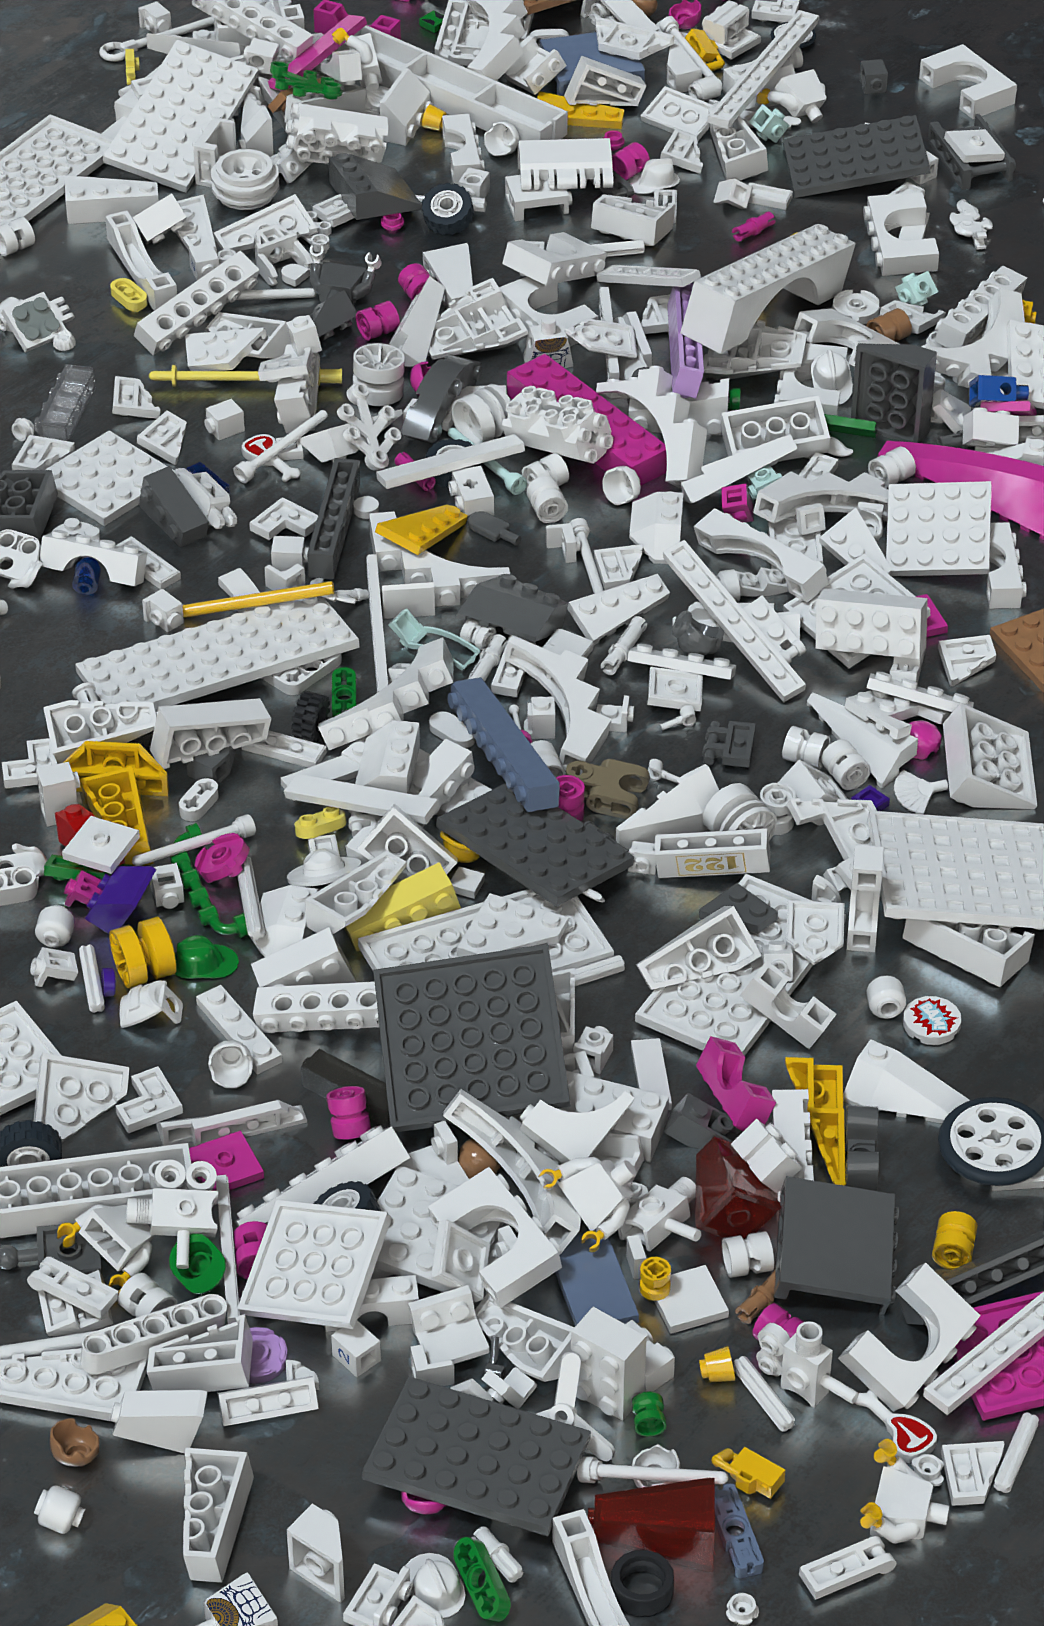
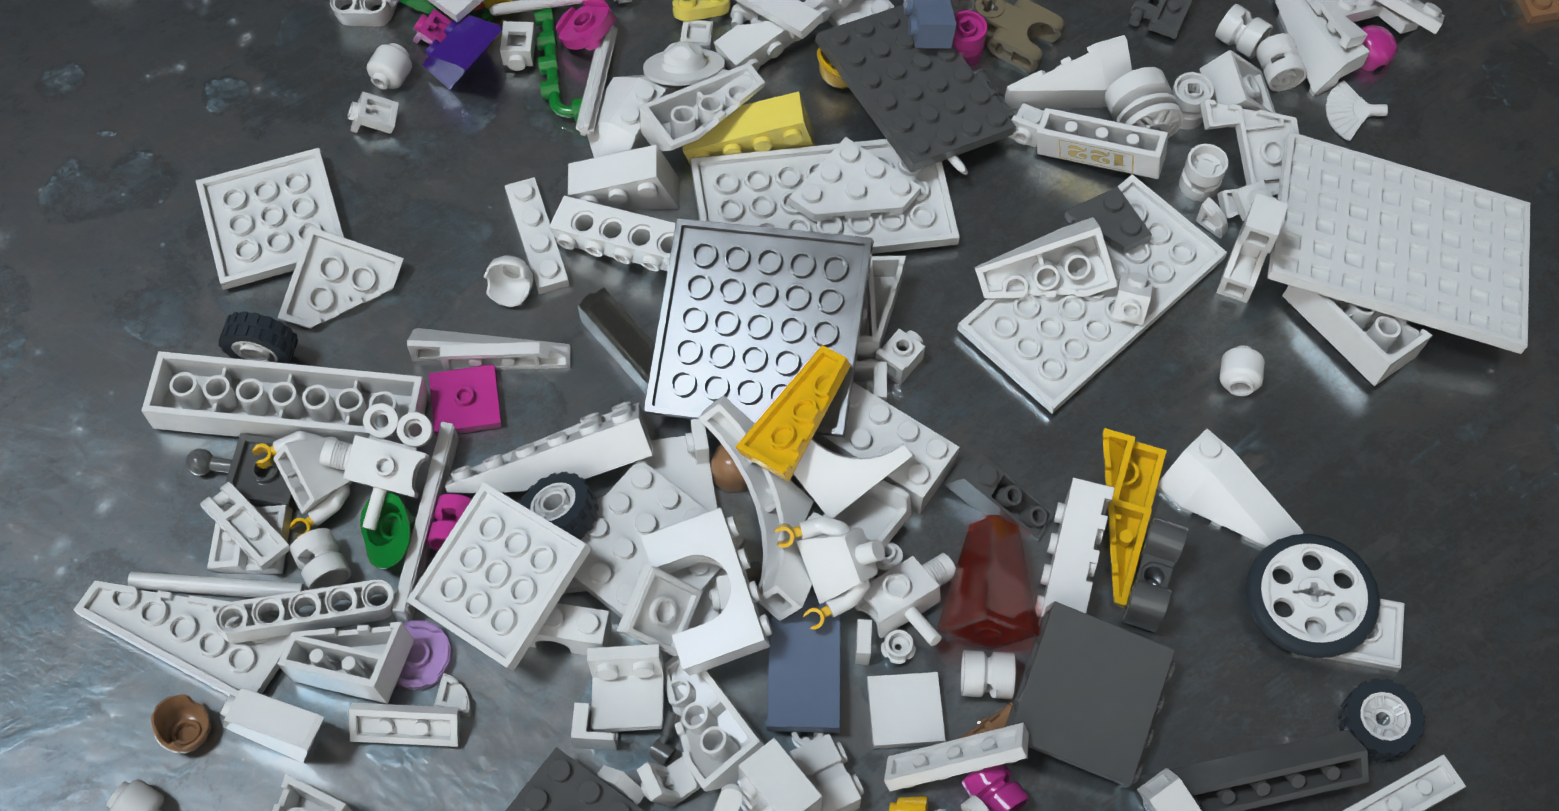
camera: 15 degrees right, 20 degrees up
(91, 978) = (407, 136): white axle -> none
(108, 982) = (420, 146): dark purple tile -> none
(148, 950) = (470, 121): yellow wheel -> none
(148, 1001) = (449, 182): white piece -> none
(154, 1104) = (418, 309): white plate -> none
(202, 959) = (529, 141): green piece -> none
(348, 1108) = (608, 375): dark pink wheel -> none
(356, 1348) = (523, 684): white brick -> none
(408, 841) = (776, 58): white slope -> none
(467, 882) = (831, 111): white tile -> none
(527, 1090) = (792, 419): none -> yellow wing
(599, 970) = (930, 255): white axle -> none
(650, 1067) = (954, 399): white tile -> none
(655, 1278) = (870, 690): yellow wheel -> none
(656, 771) = (1074, 22): white hand -> none
(668, 1251) = (901, 638): none -> white plate
(722, 1070) = (1030, 421): dark pink arch -> none
(735, 1313) = (957, 757): none -> white plate
(767, 1154) = (1043, 561): white brick -> none
(798, 1019) = (1139, 380): white arch -> none
(806, 858) = (1203, 172): none -> white wheel
(815, 928) = (1187, 264): white tile -> none
(870, 793) = (1297, 107): dark purple tile -> none
(932, 1020) = (1285, 409): tile -> none
(954, 1240) = (1229, 715): yellow wheel -> none
(988, 761) = (1440, 93): white slope -> none

